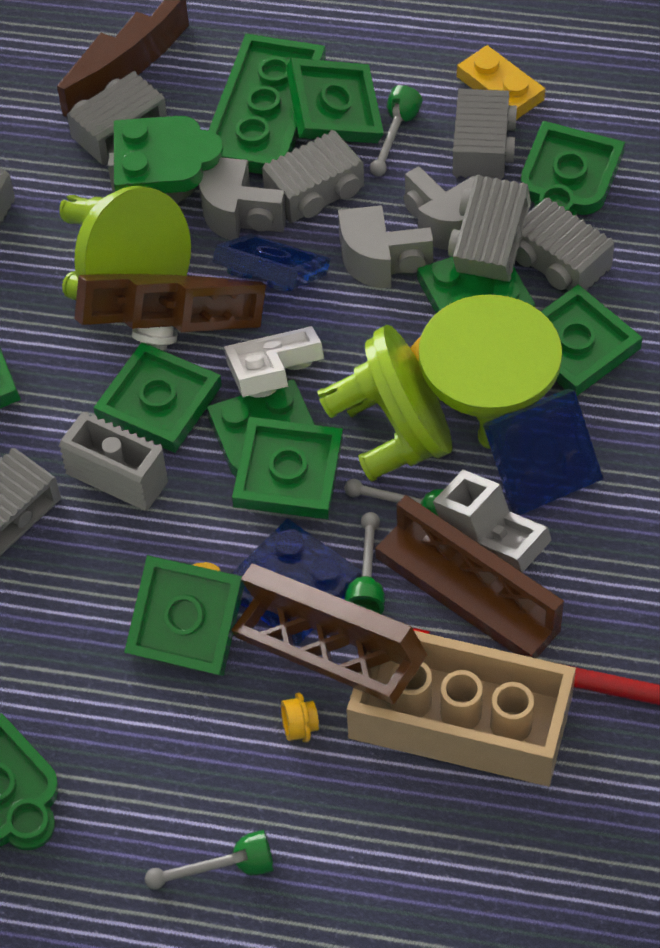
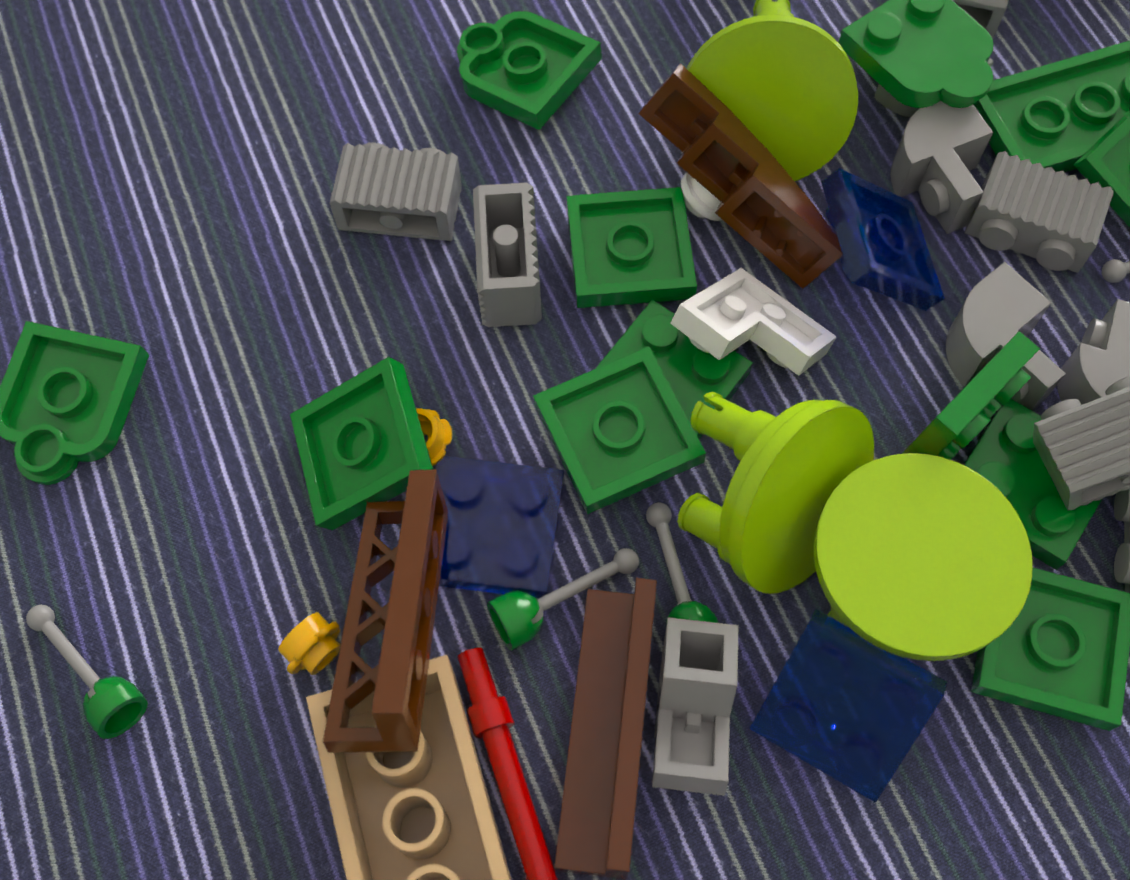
camera: 55 degrees right, 10 degrees up
(413, 281) = (977, 401): none -> green plate

